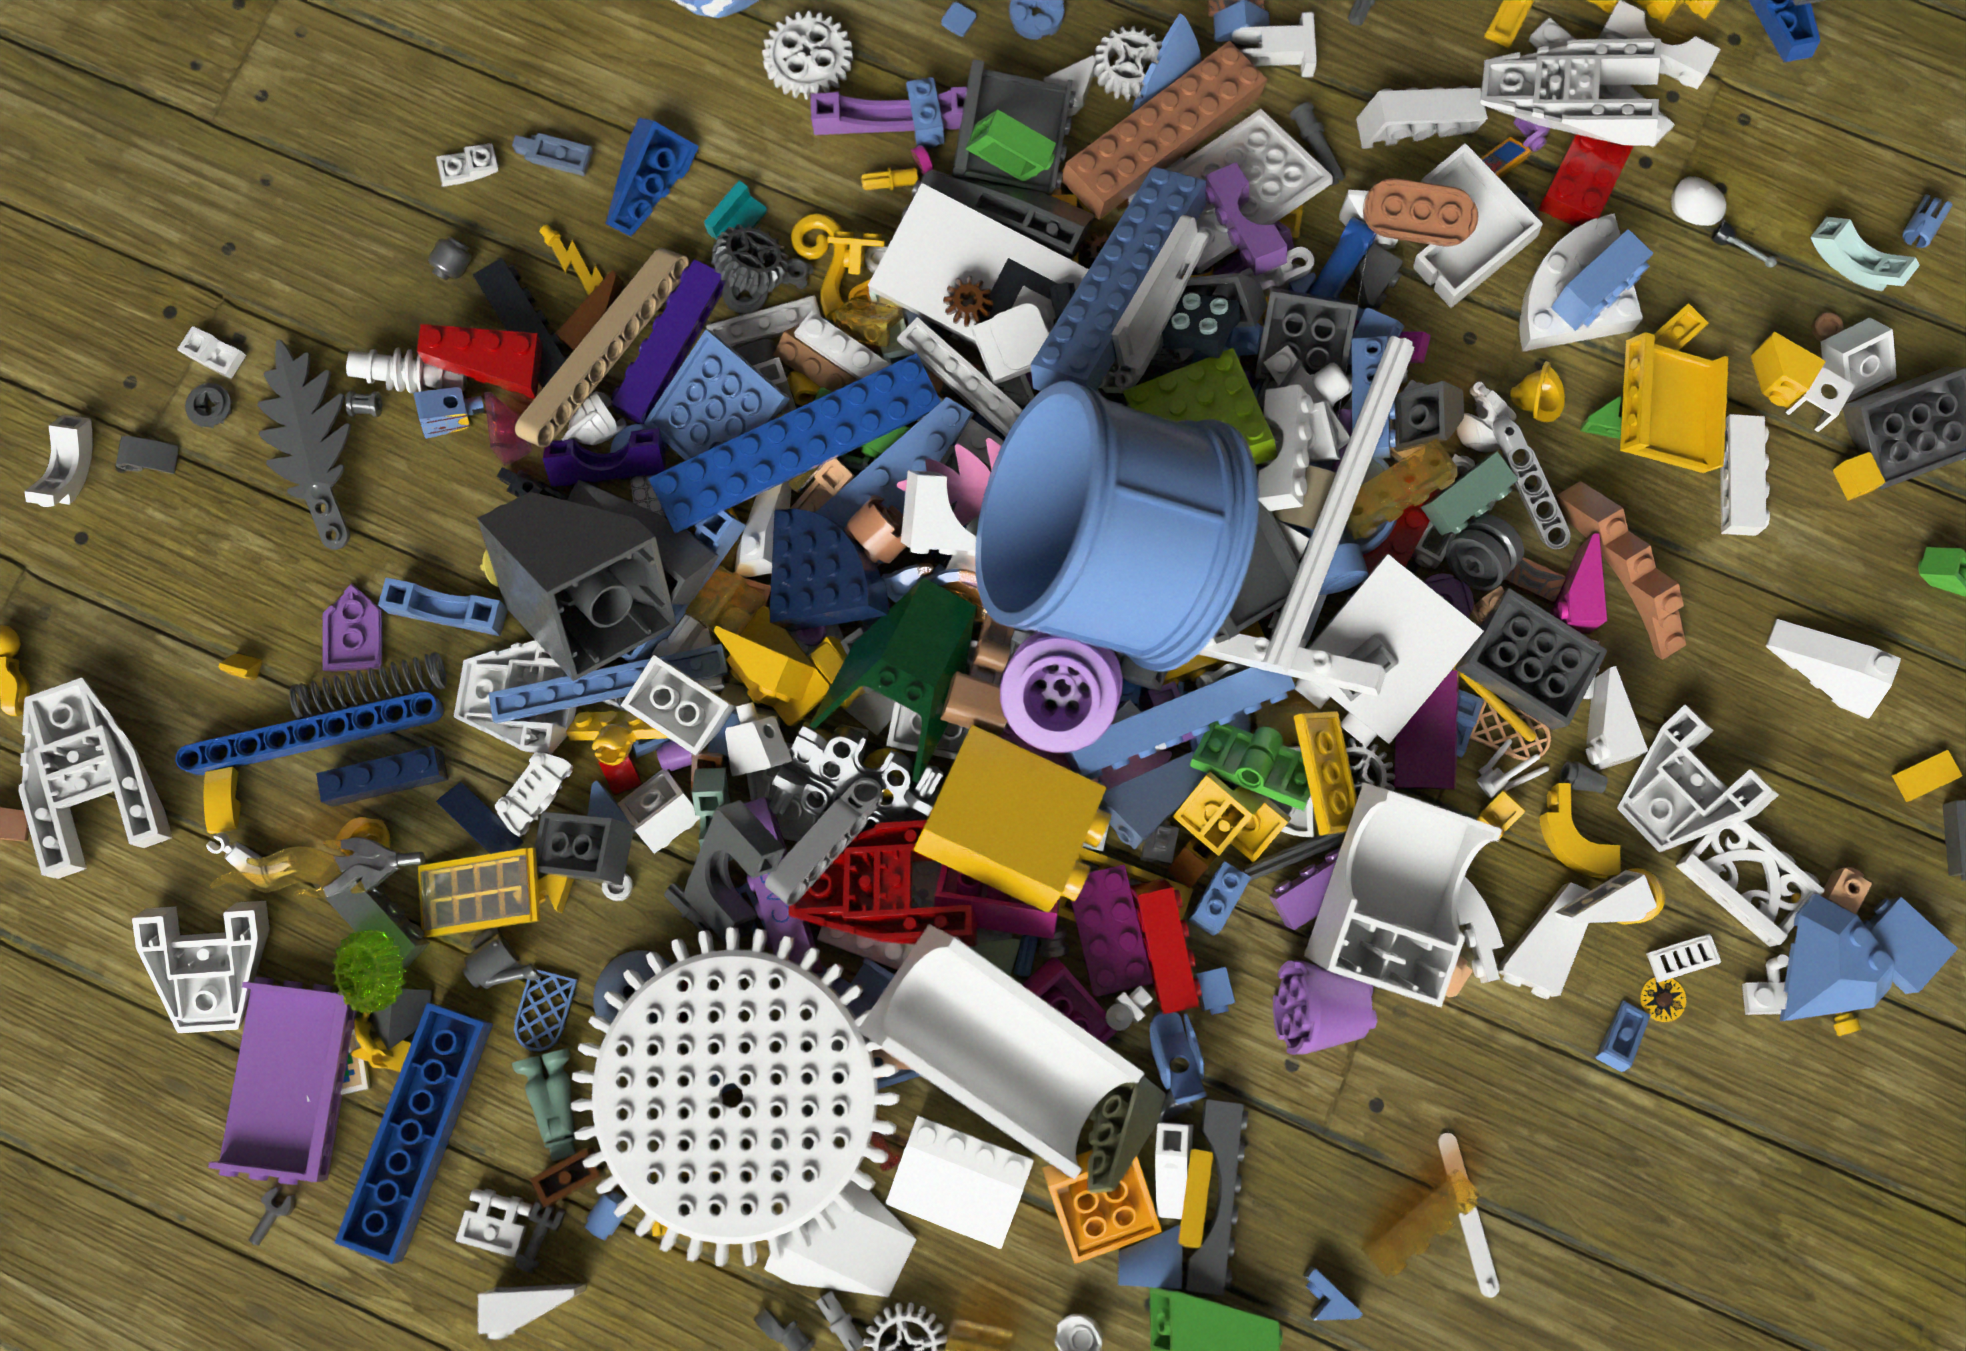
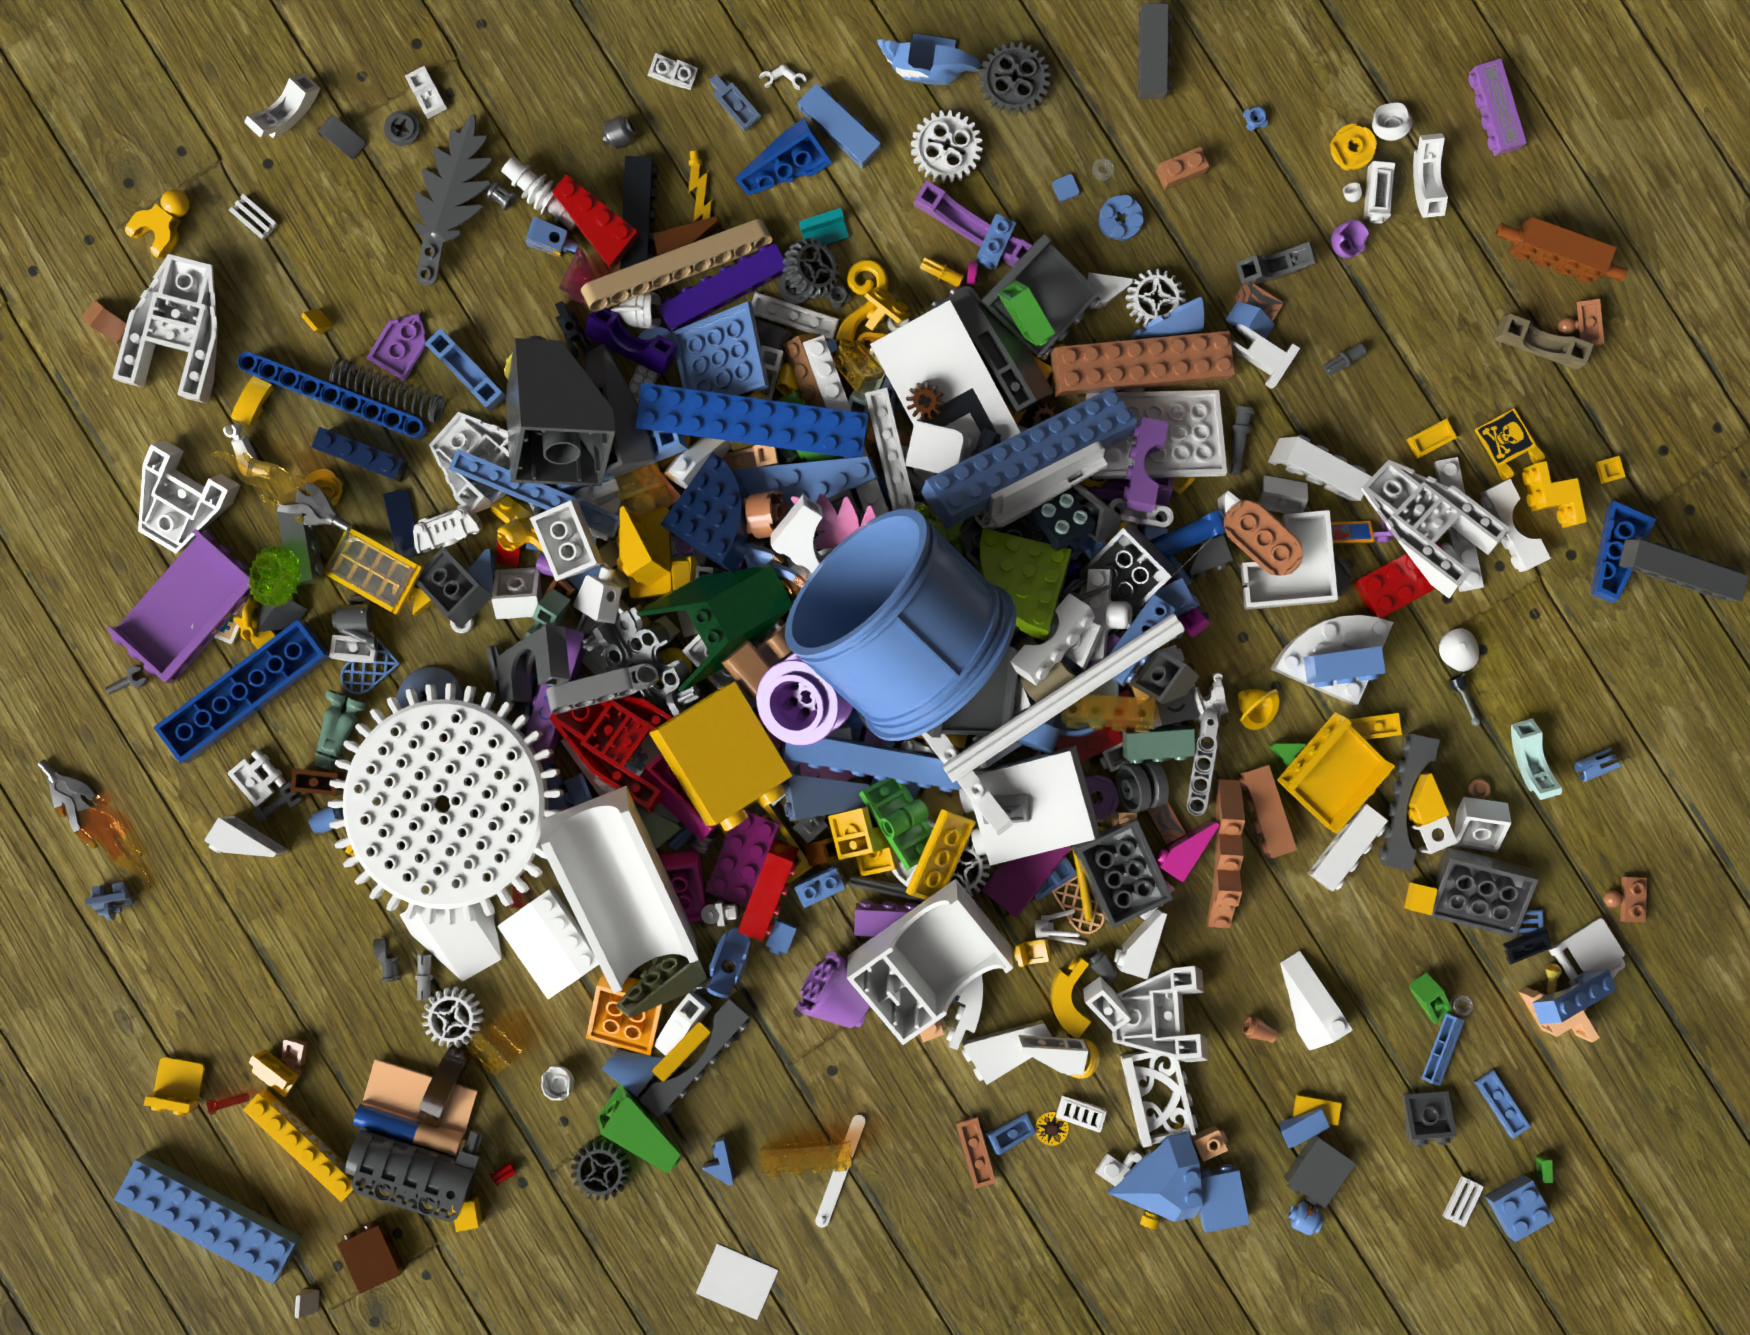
camera: 30 degrees right, 10 degrees up
(76, 599) = (239, 205): none -> white tile
(511, 999) = (350, 649): none -> white slope
(588, 90) = (778, 72): none -> white arm
(681, 104) = (839, 125): none -> medium blue brick
(1408, 164) = (1283, 495): none -> white panel
(1465, 446) = (1175, 711): none -> dark grey brick
(1602, 1083) = (975, 1152): none -> nougat plate
(1621, 815) = (1106, 1004): none -> white slope
(1642, 499) = (1267, 811): none -> nougat brick
(1793, 440) = (1416, 755): none -> dark grey arch
(1799, 732) = (1256, 1029): none -> nougat cone
(1929, 802) = (1303, 1127): none -> medium blue slope

